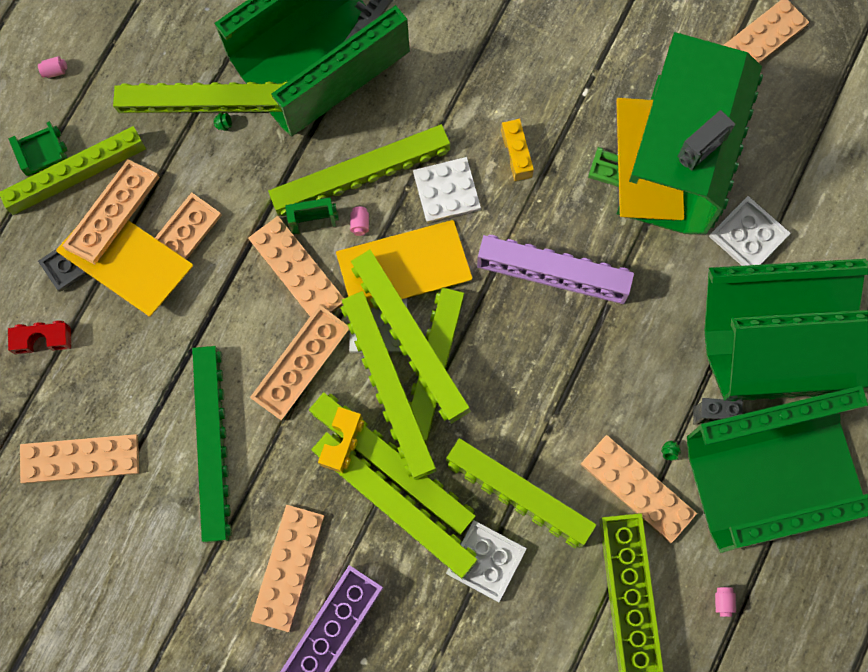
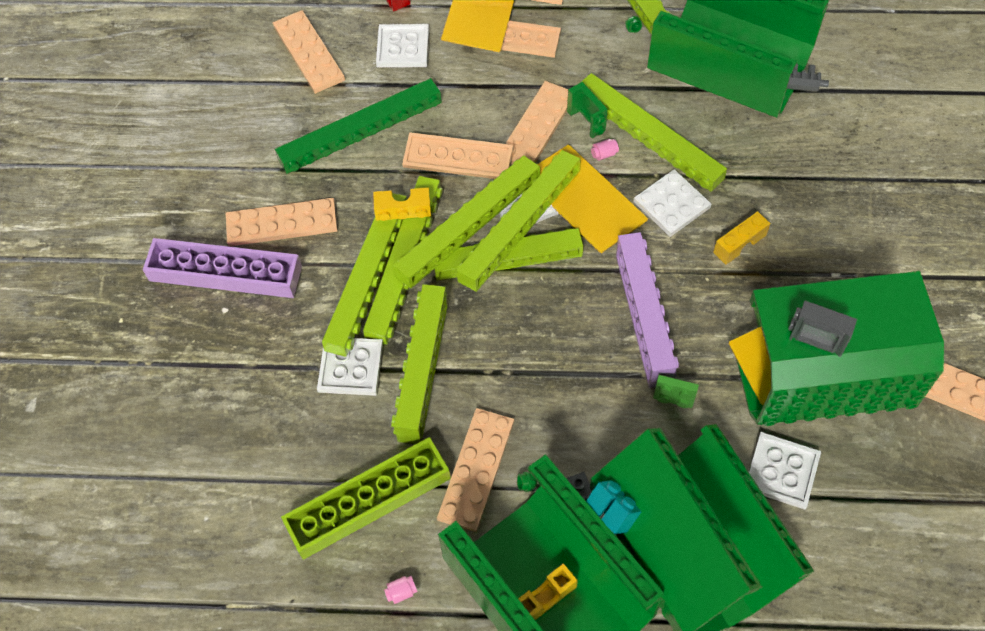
camera: 65 degrees right, 15 degrees down
(127, 358) = (402, 45): none -> white plate
(650, 281) = (675, 391): none -> bright green plate
(782, 387) = (620, 510): none -> teal piece
(782, 473) = (555, 588): none -> yellow arch

